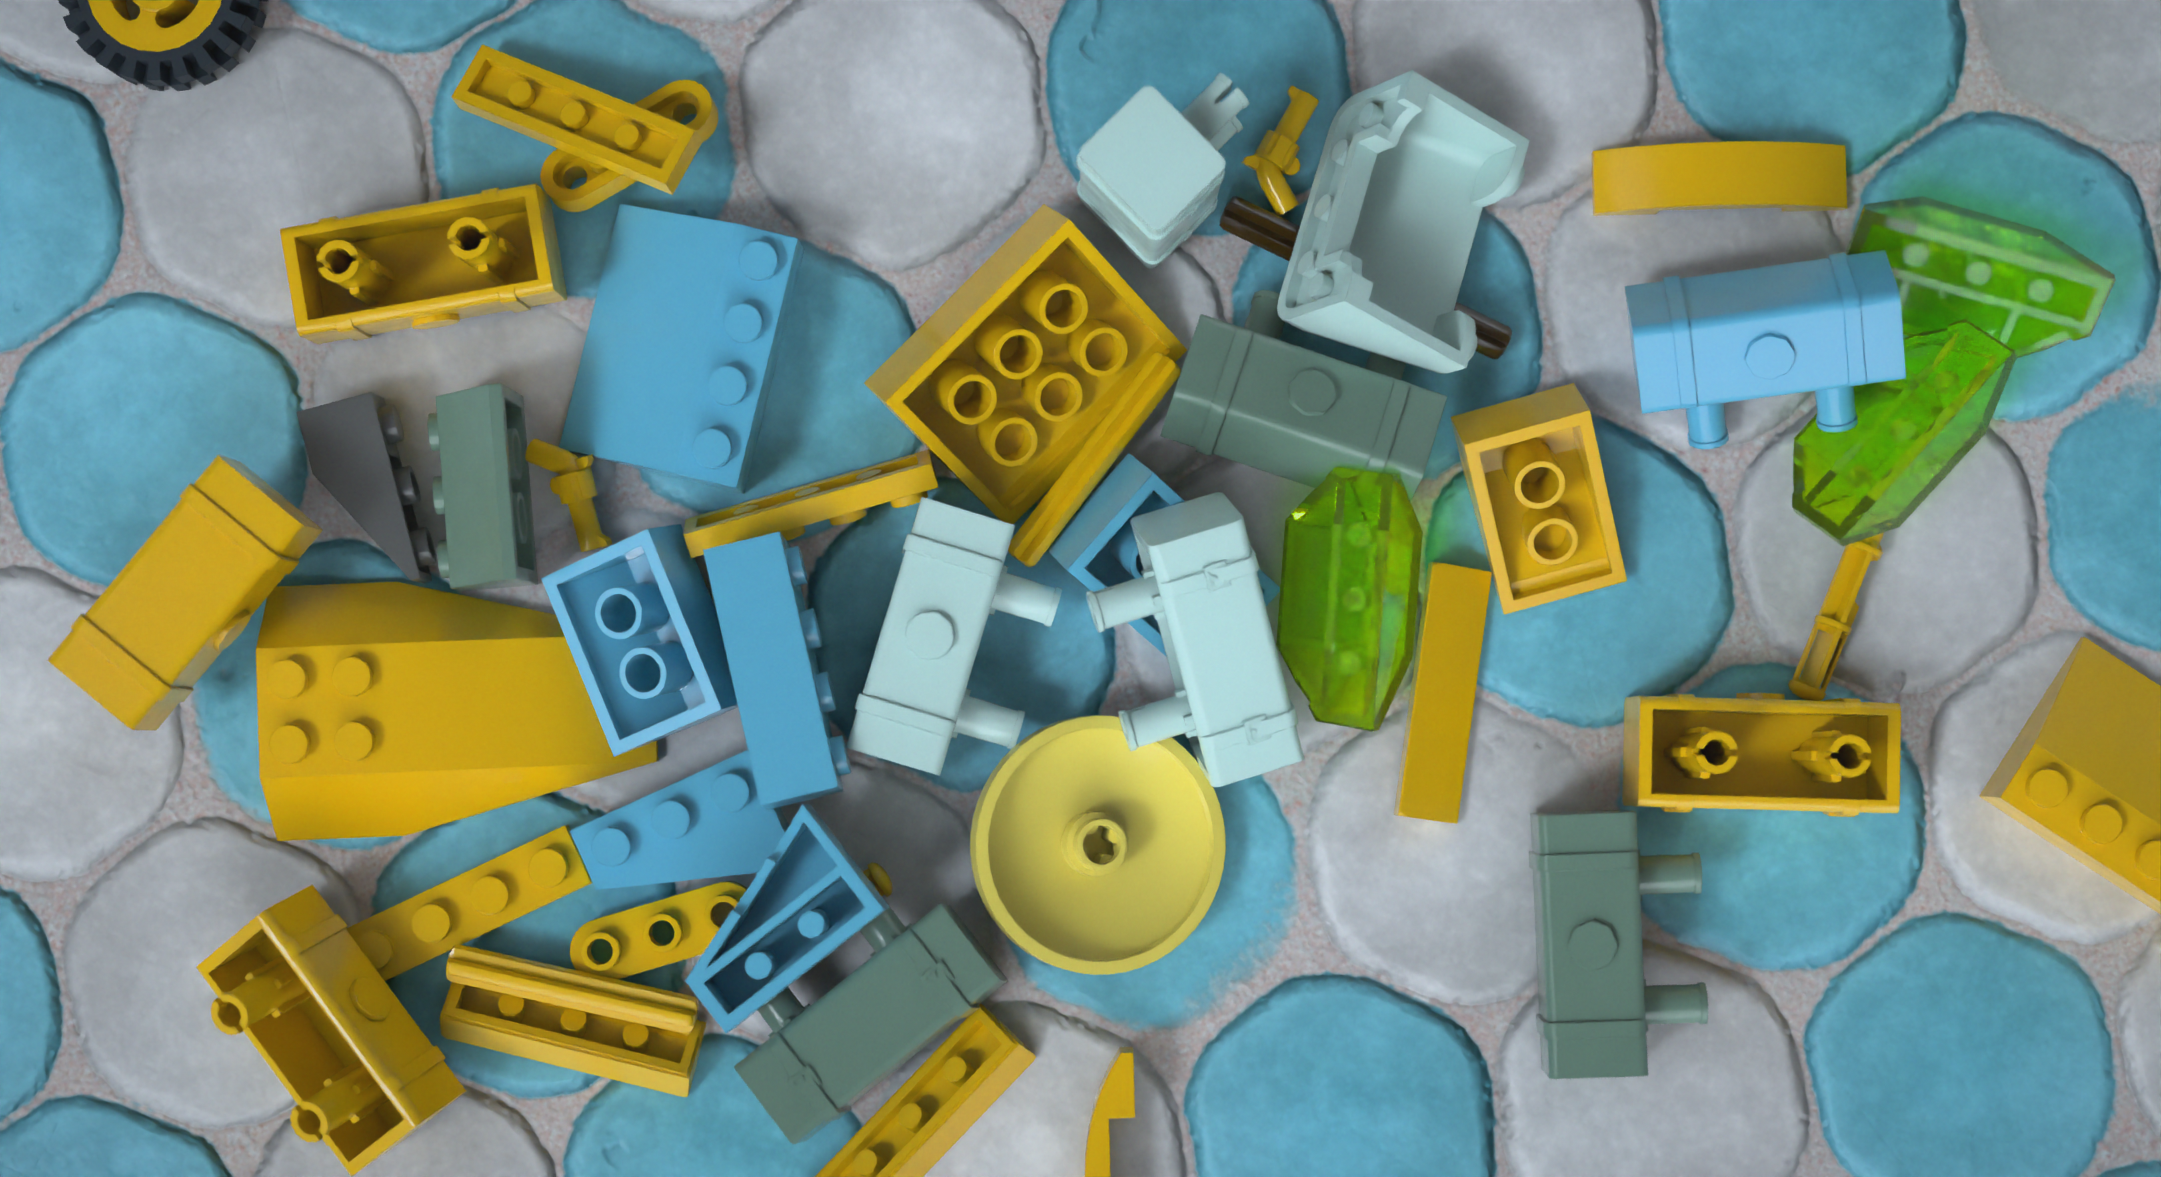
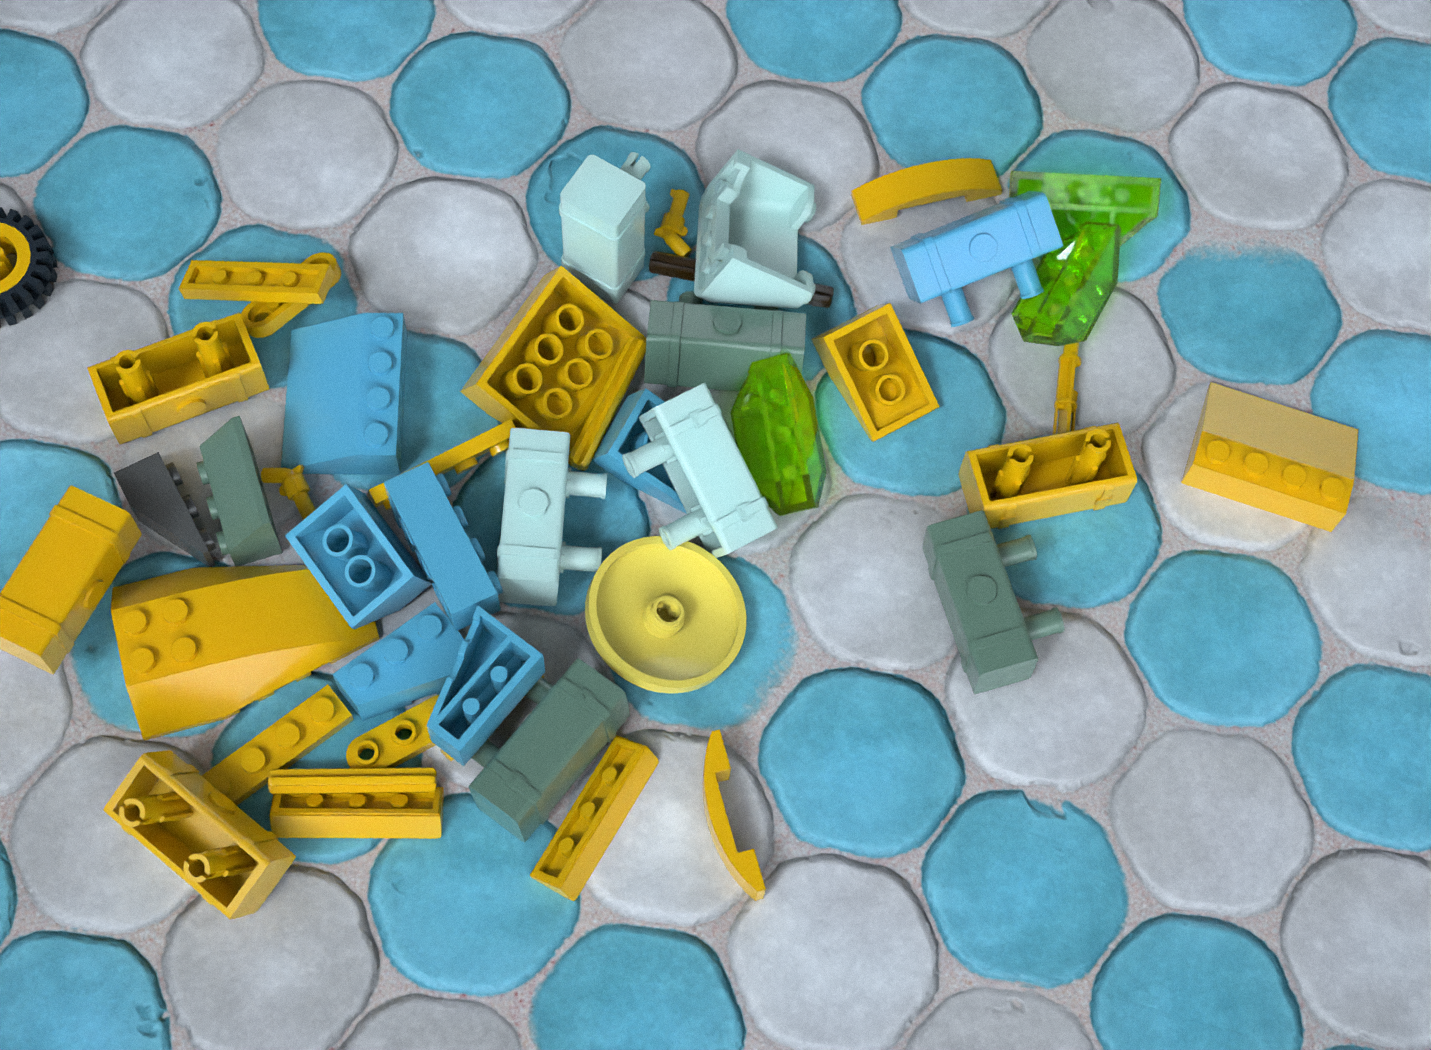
camera: 20 degrees left, 20 degrees down
(1442, 693) = (850, 492): yellow slope -> none

